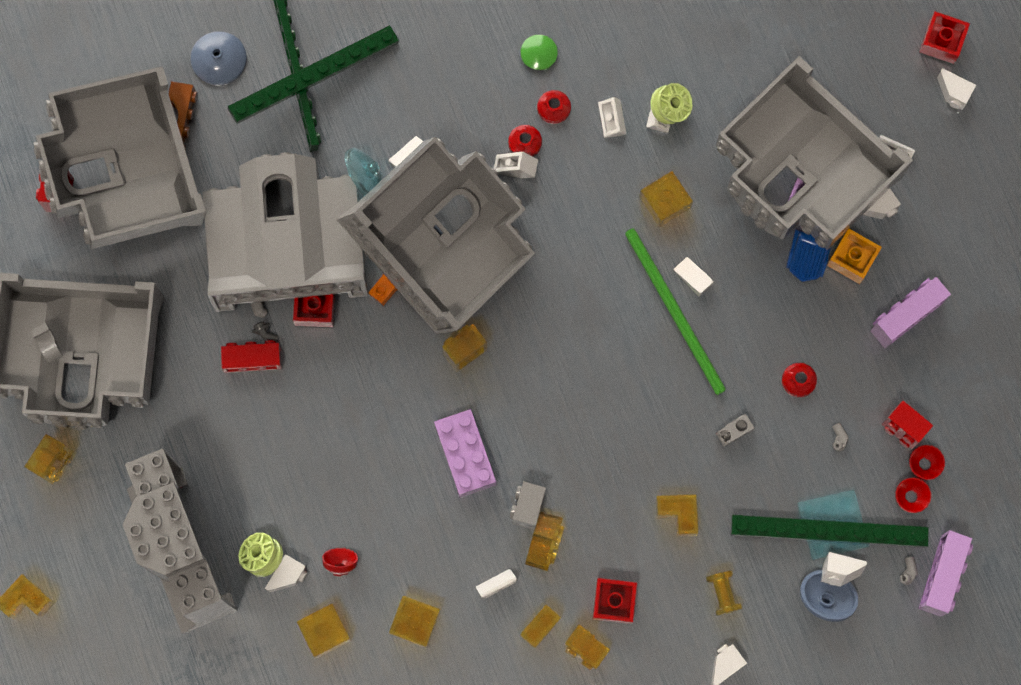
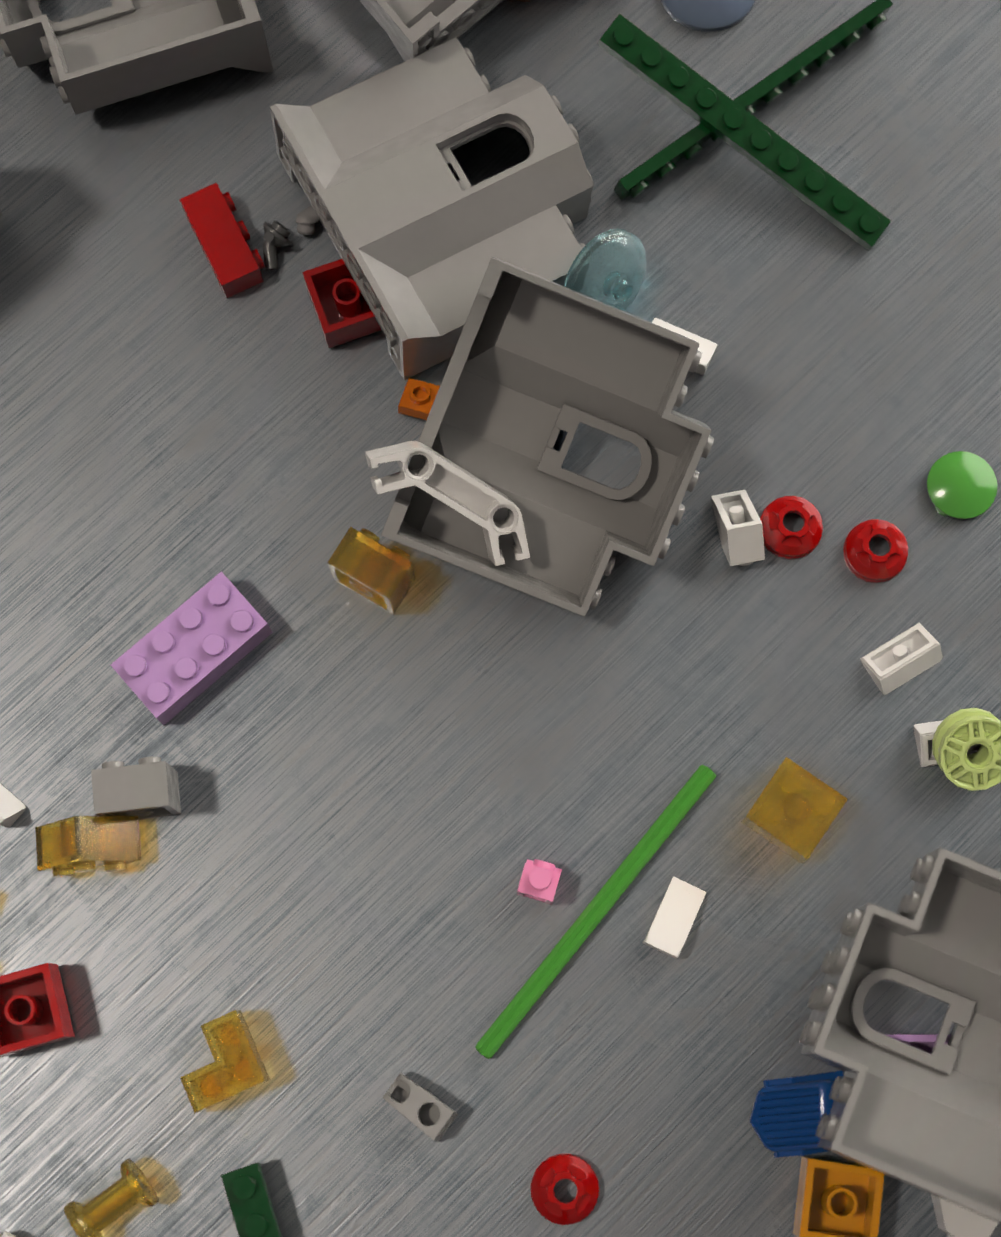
camera: 70 degrees right, 0 degrees up
(447, 286) = (457, 490): none -> white piece
(651, 331) = (539, 881): none -> bright pink brick

